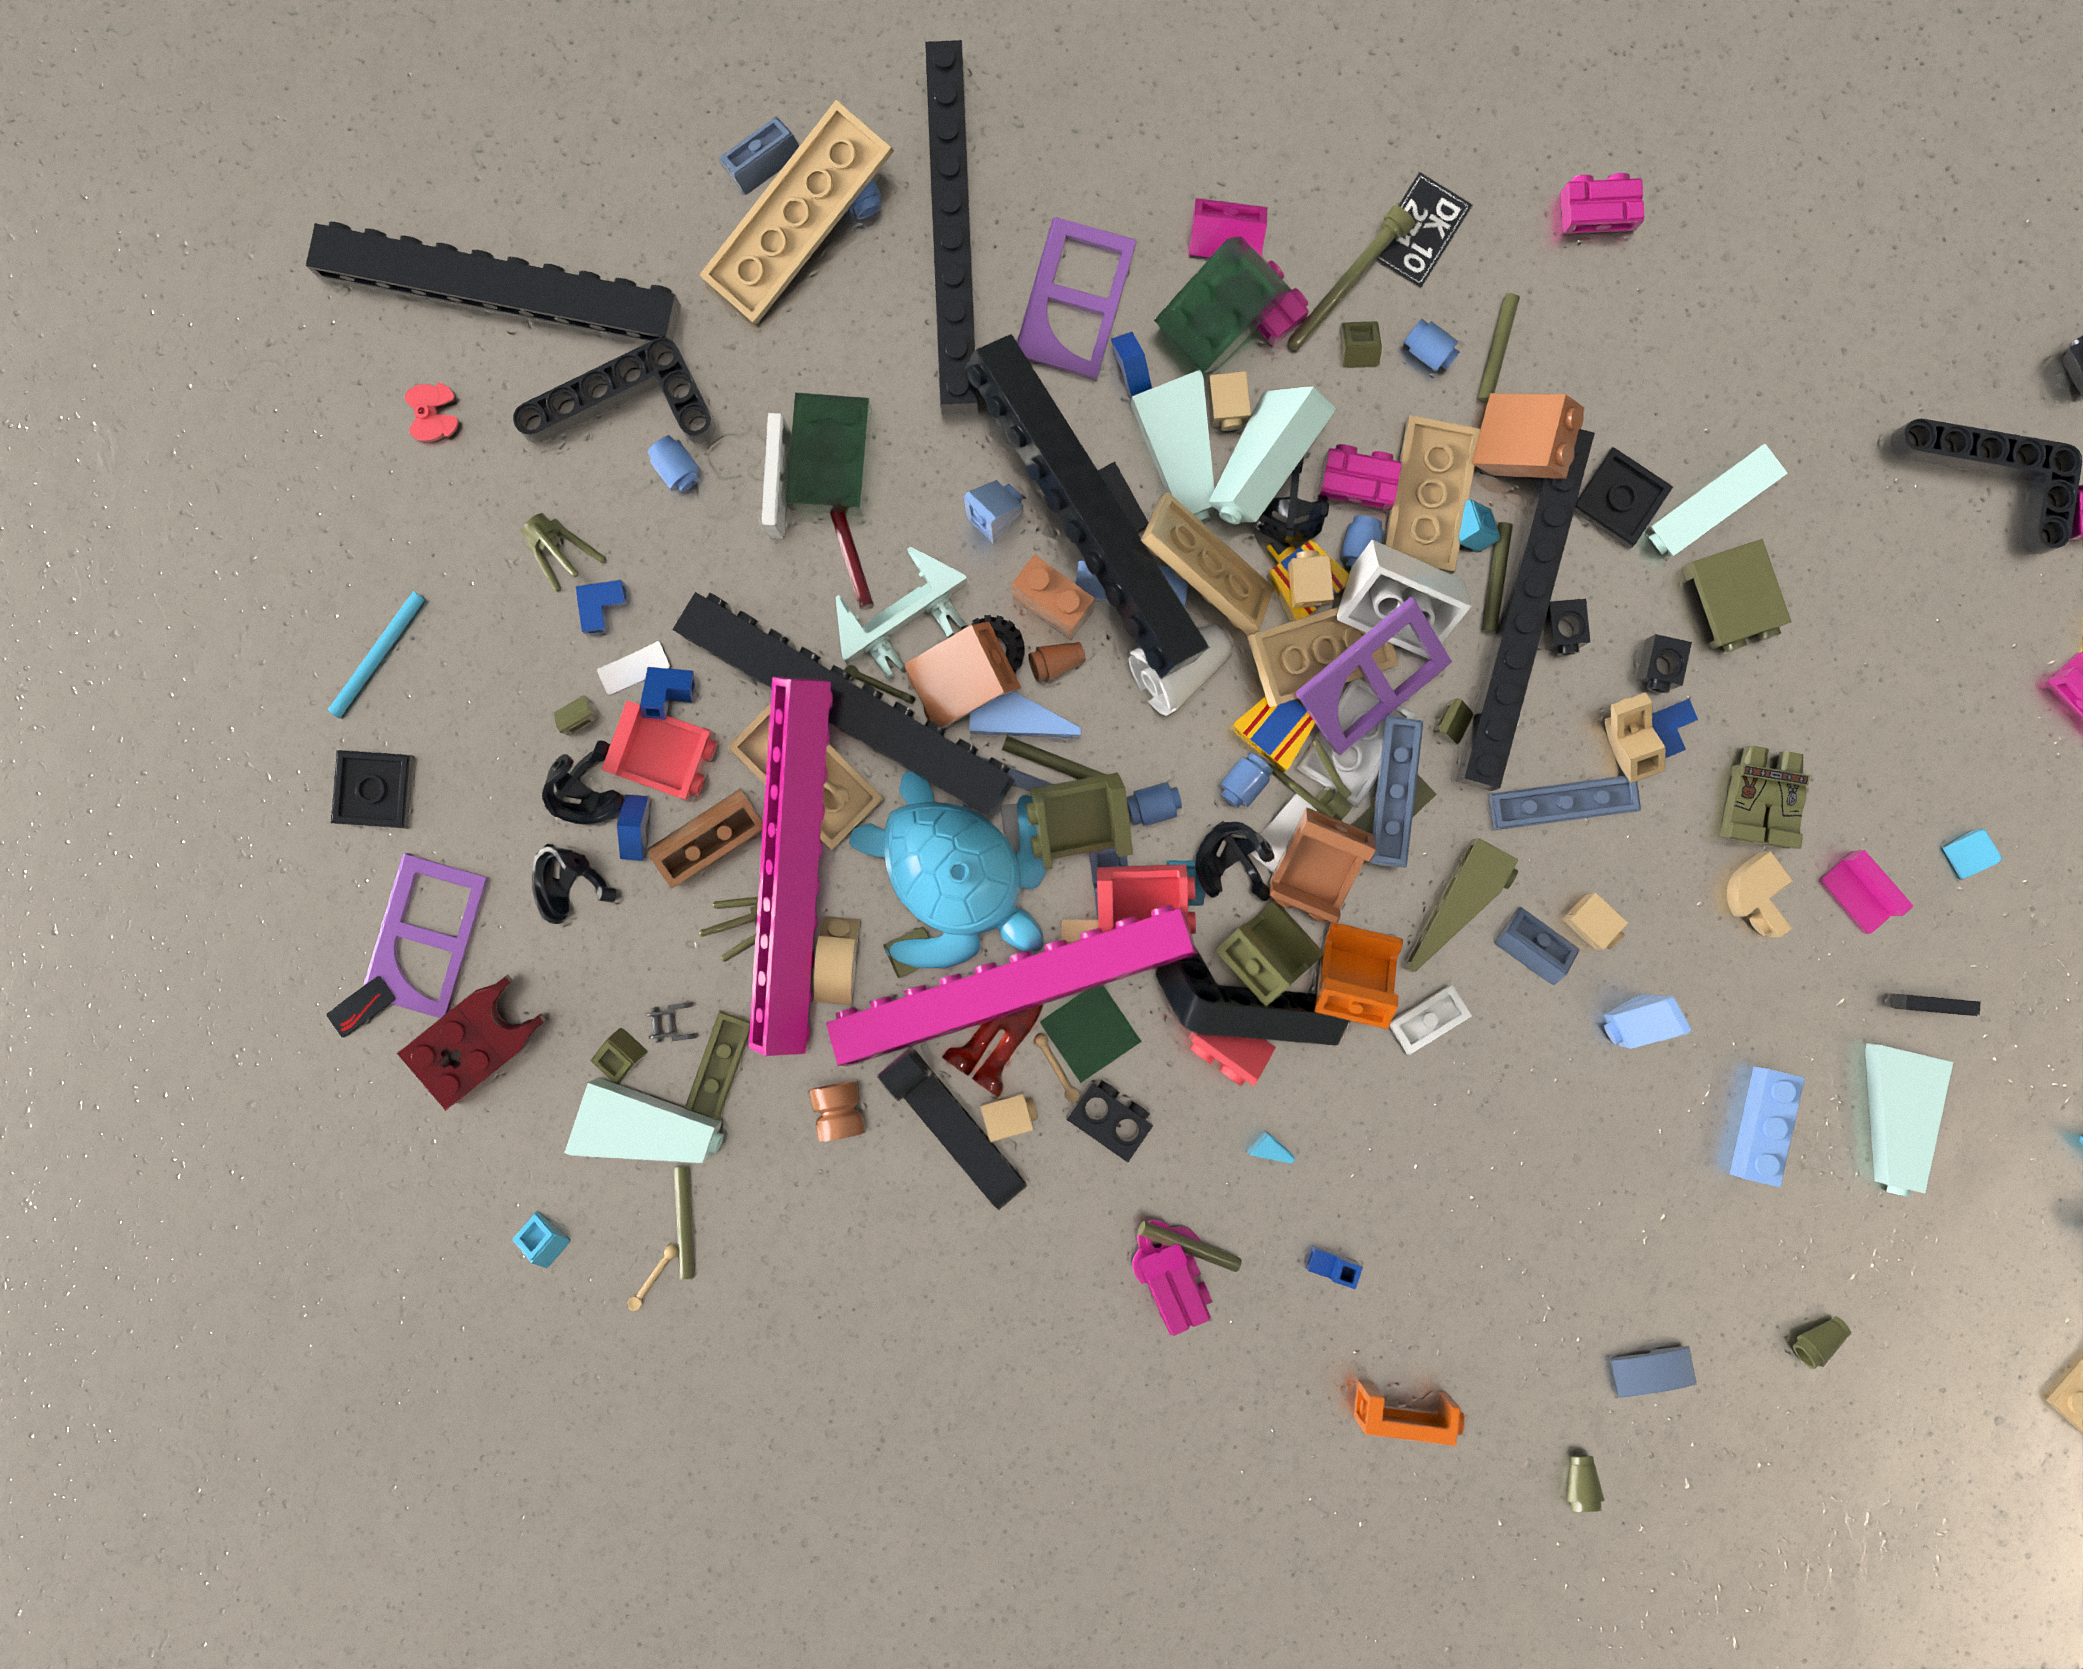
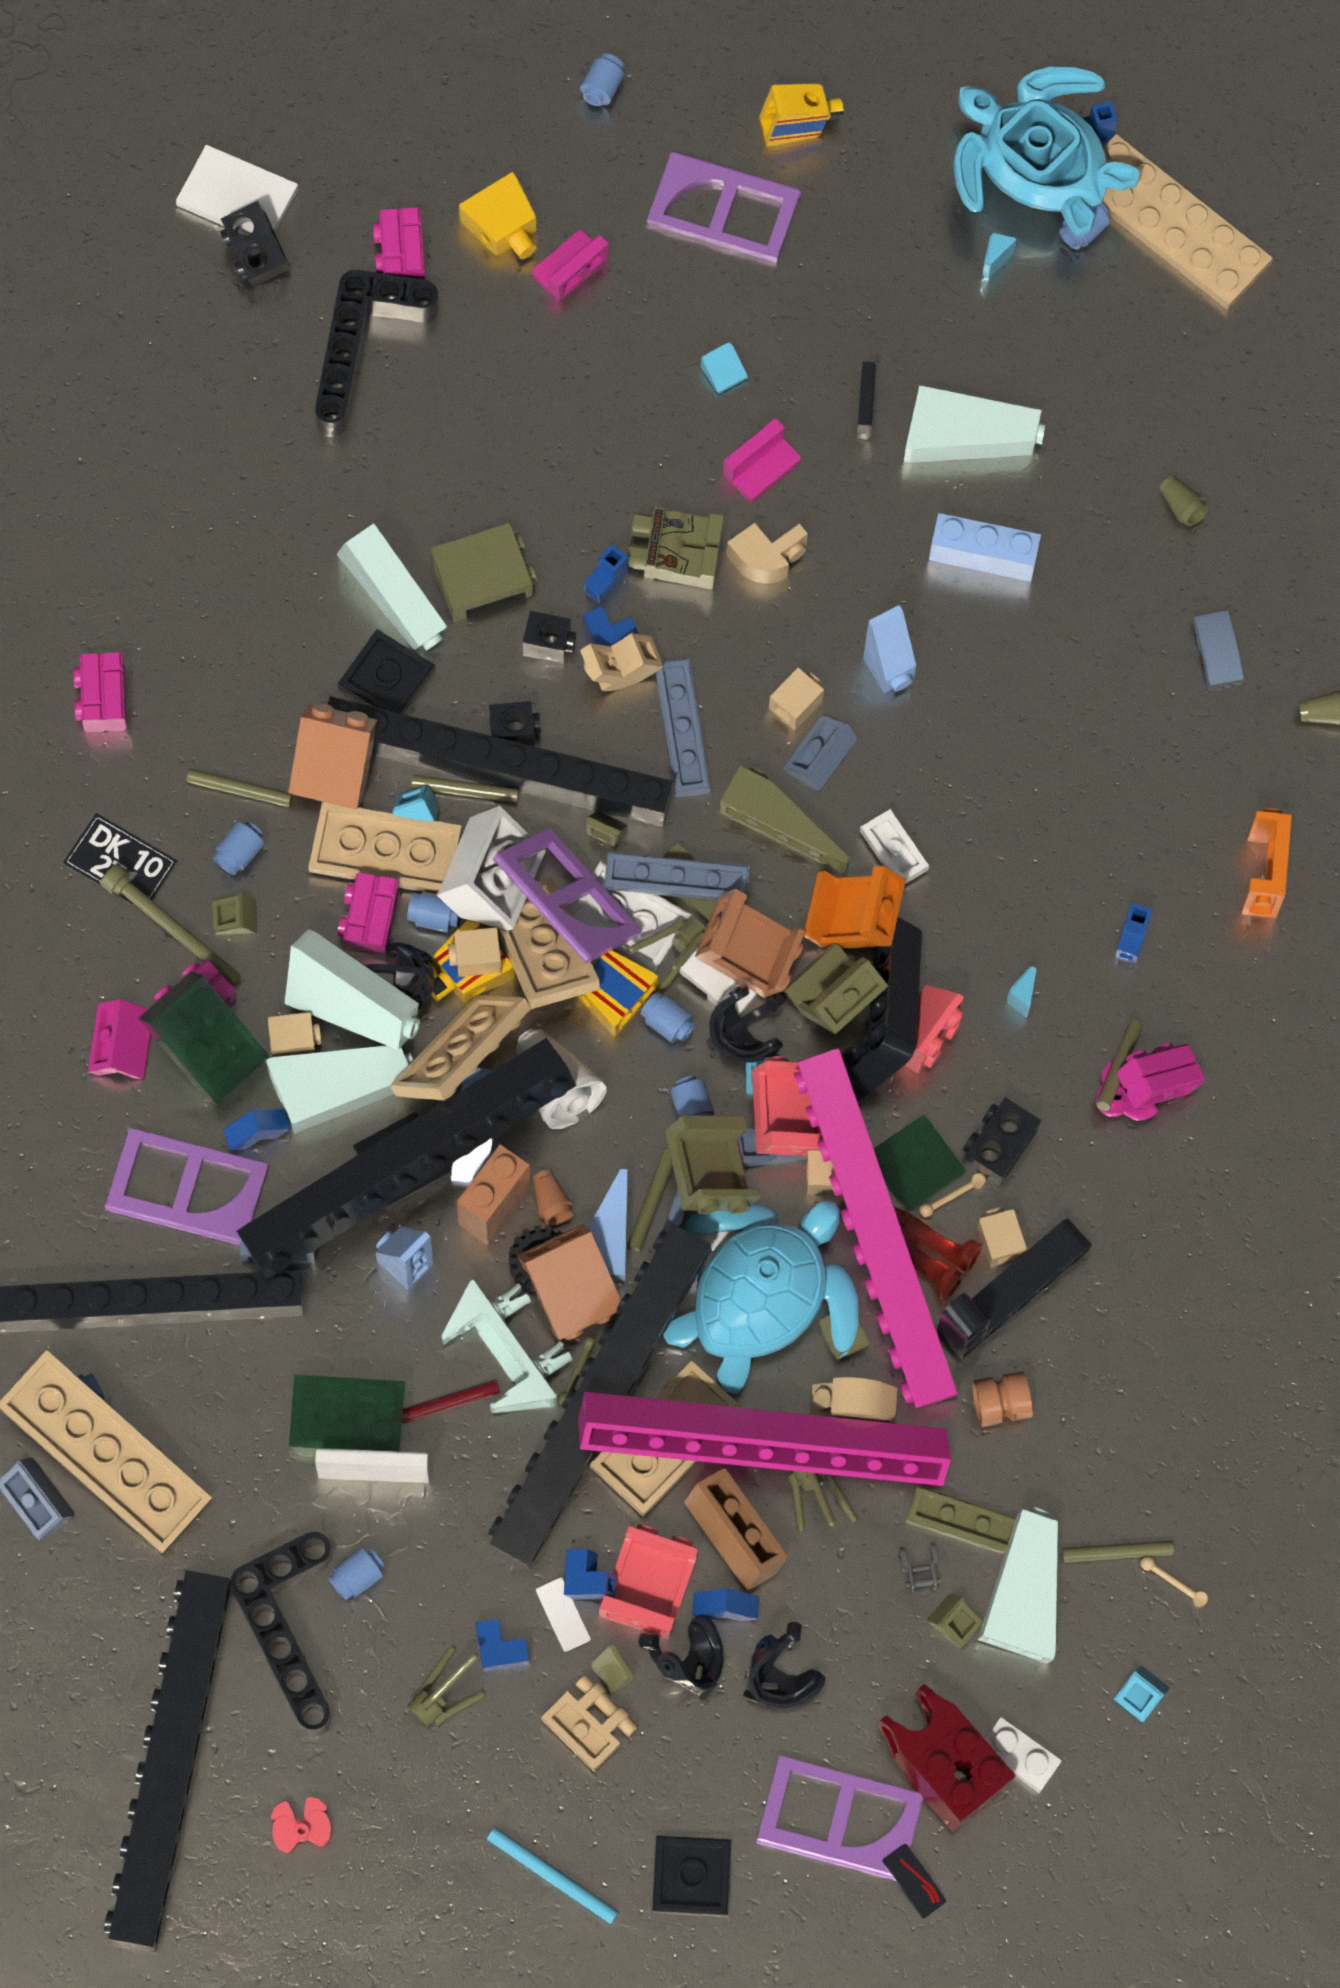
camera: 90 degrees left, 15 degrees down
(481, 1116) = (1023, 1755): none -> white plate
(514, 683) = (581, 1731): none -> tan plate
(1736, 728) = (609, 573): none -> blue piece

